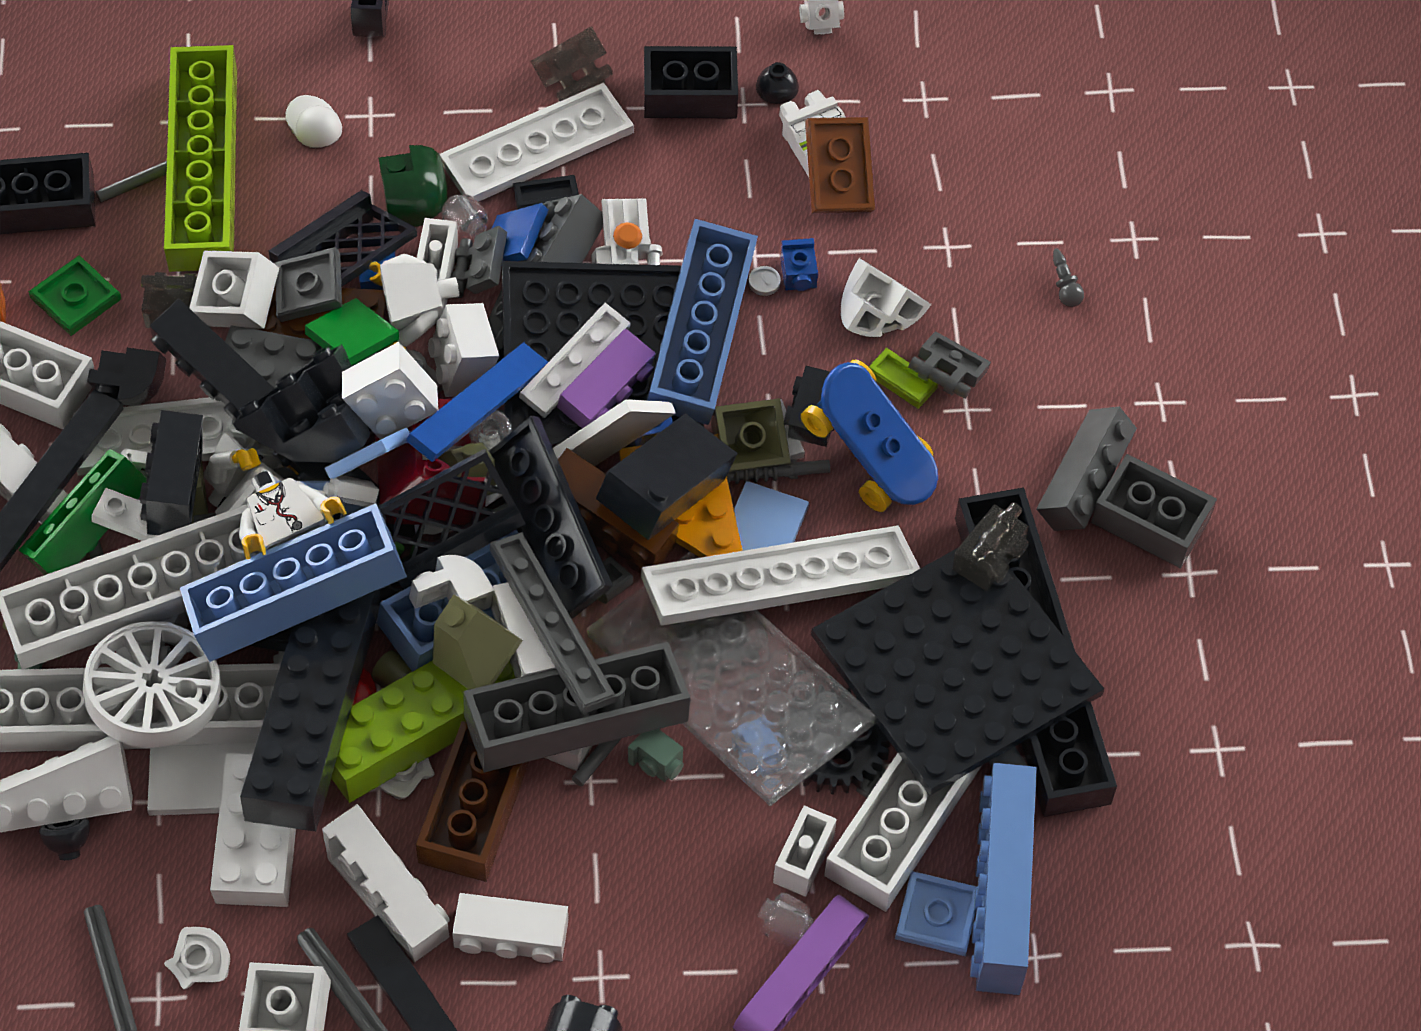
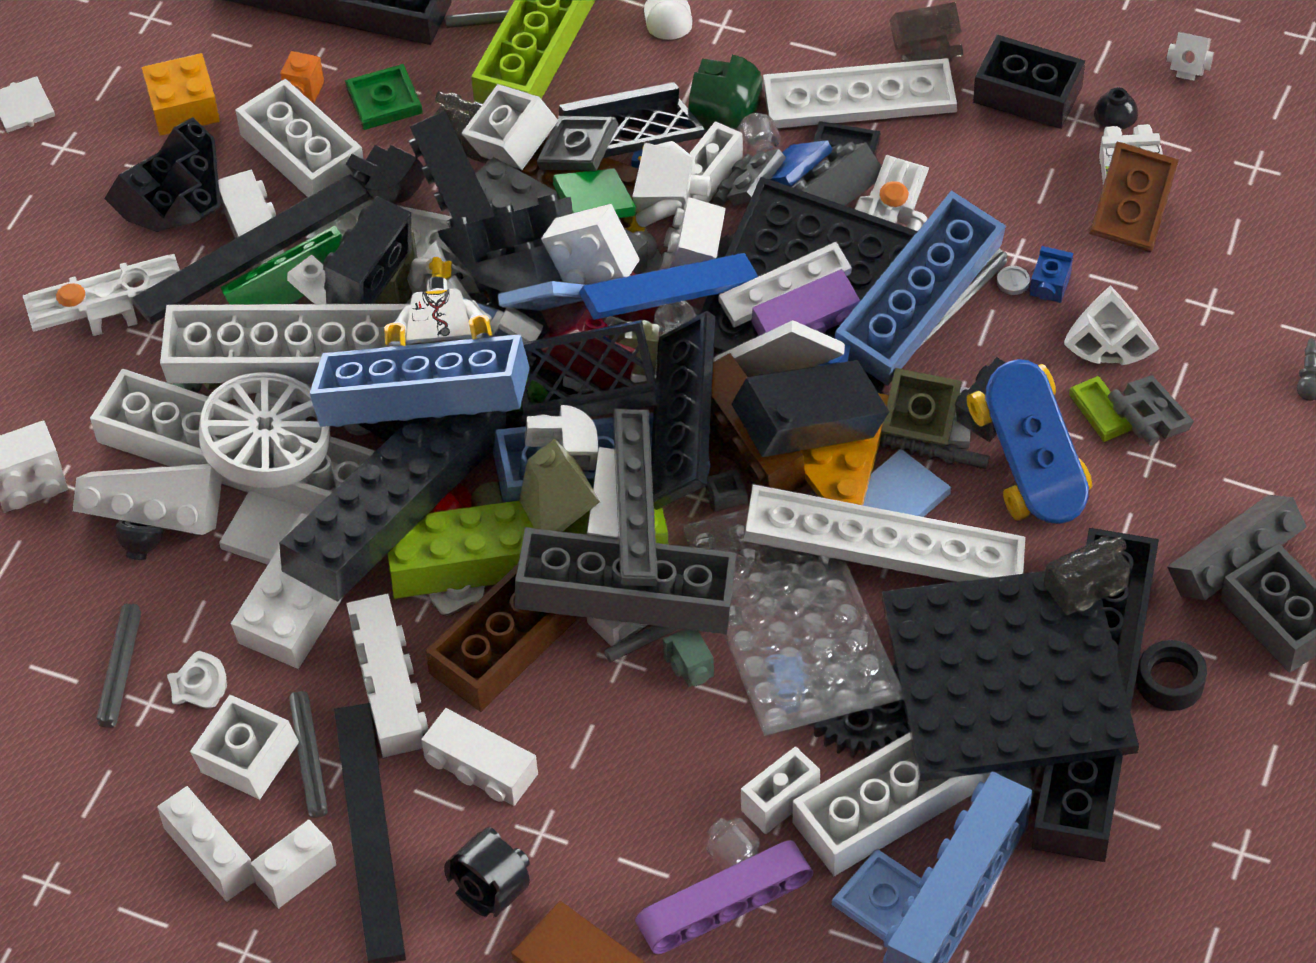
camera: 30 degrees right, 5 degrees down
(1095, 588) = (1178, 653): none -> black tyre

